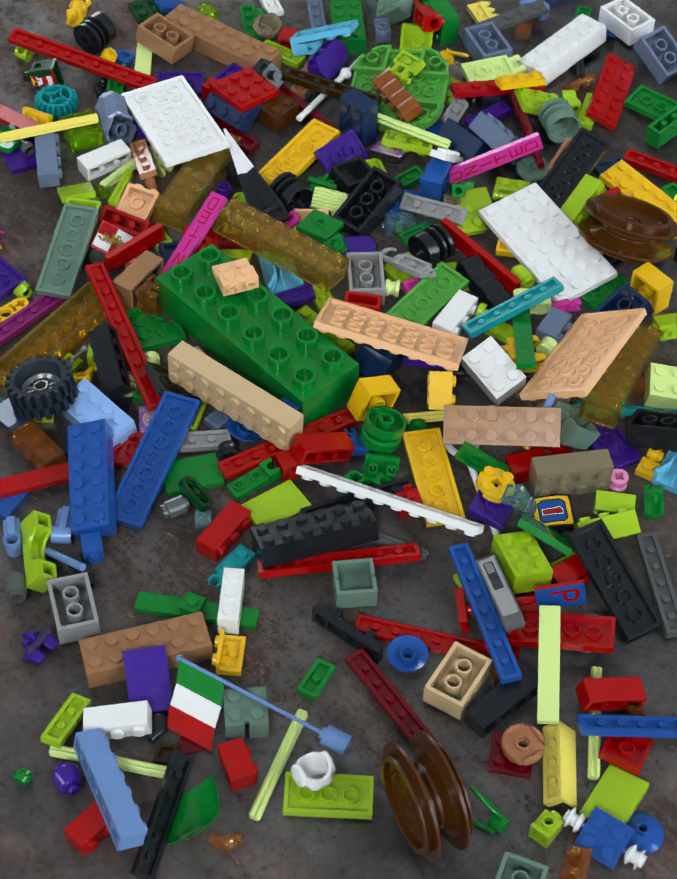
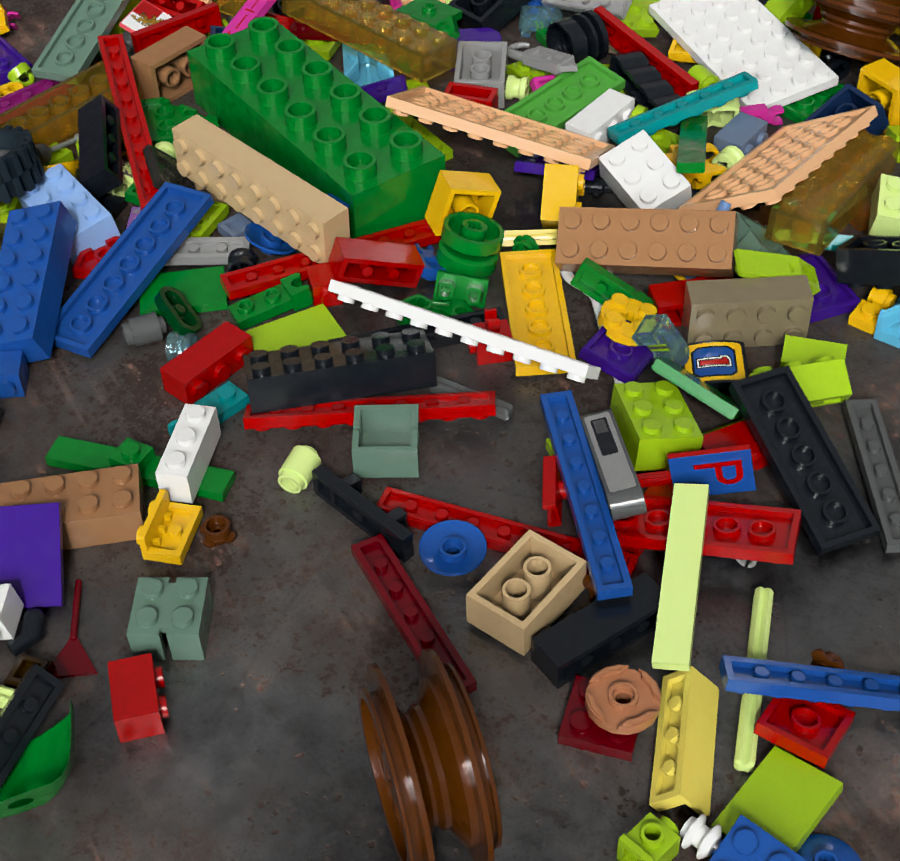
camera: 10 degrees right, 5 degrees down
(148, 298) = (176, 82): clear orange hinge -> none
(199, 703) = (98, 592): flag -> none
(226, 843) = (86, 825): clear orange arm -> none
(235, 276) = (290, 46): light nougat plate -> none
(258, 647) = (217, 531): none -> reddish brown plate
(277, 767) = (204, 707): yellowish green axle -> none
(300, 605) = (297, 469): none -> yellowish green brick
(313, 770) = (253, 714): white hair -> none
(316, 679) = (298, 577): green plate -> none
(344, 798) = (277, 760): lime plate -> none
(377, 361) = (484, 157): dark blue slope -> none
(497, 820) = (563, 826): green plant -> none
(586, 442) = (764, 264): none -> lime slope
(610, 693) = (783, 628): red brick -> none
(621, 483) = (822, 326): bright pink wheel -> none
(653, 502) = (875, 358): green hips -> none

